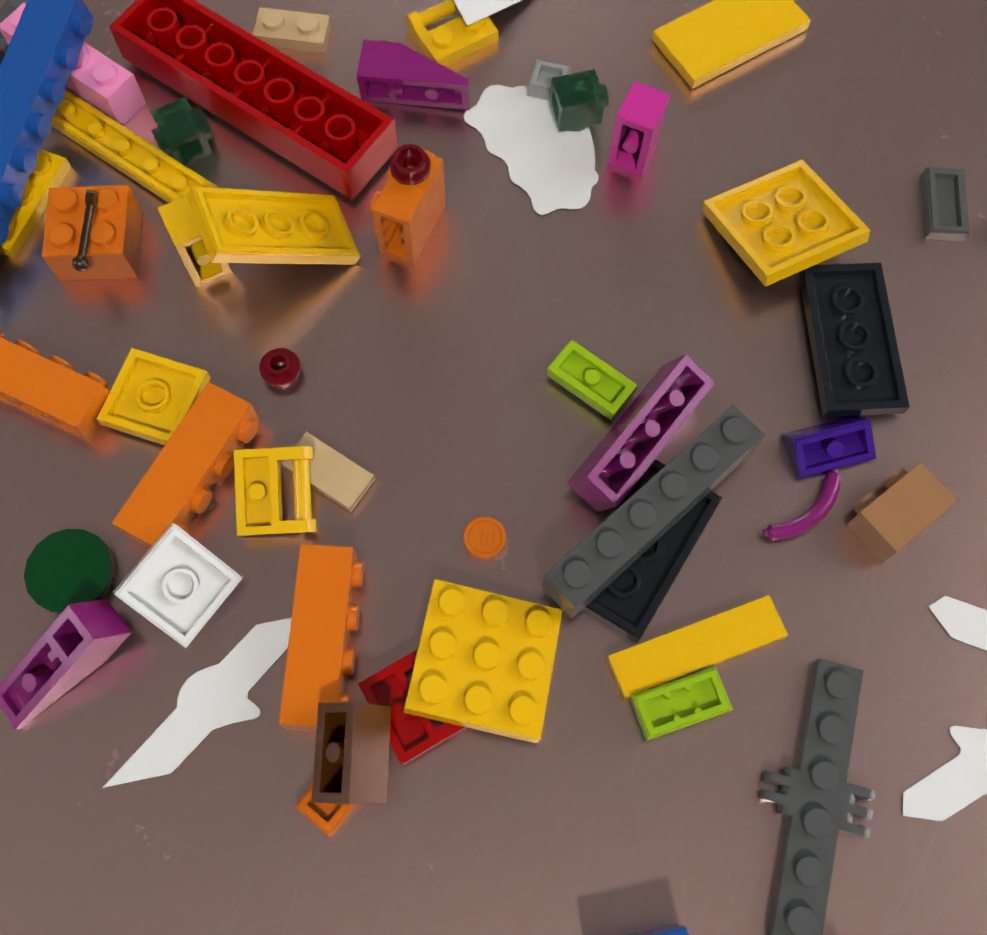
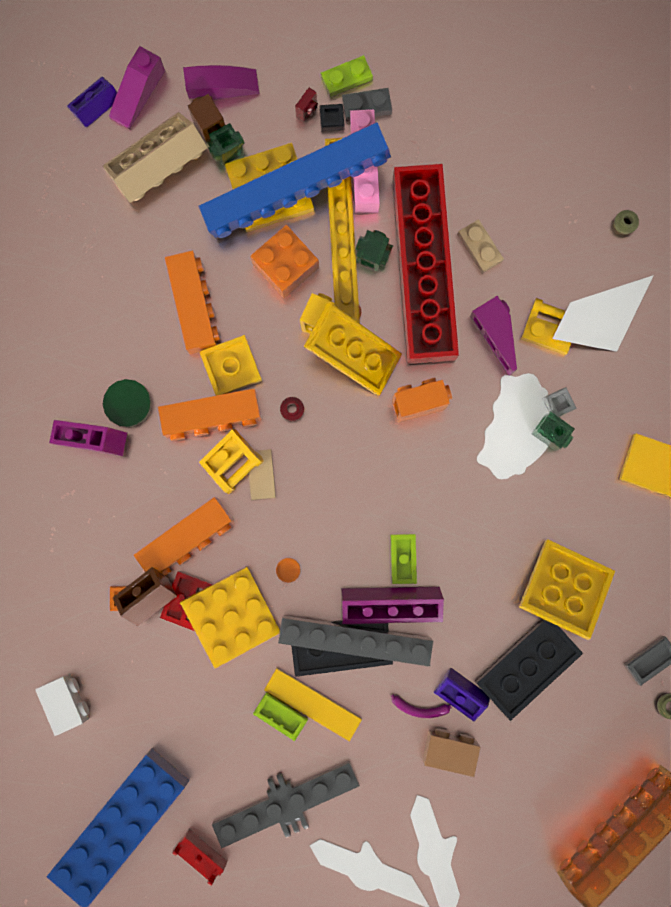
camera: 55 degrees right, 15 degrees up
(80, 262) = (260, 278): dark brown hinge -> none
(178, 585) = (156, 458): white tile -> none
(208, 702) = (124, 512): white sticker -> none
(410, 156) = (435, 387): dark red plate -> none
(638, 128) = (559, 477): dark pink brick -> none

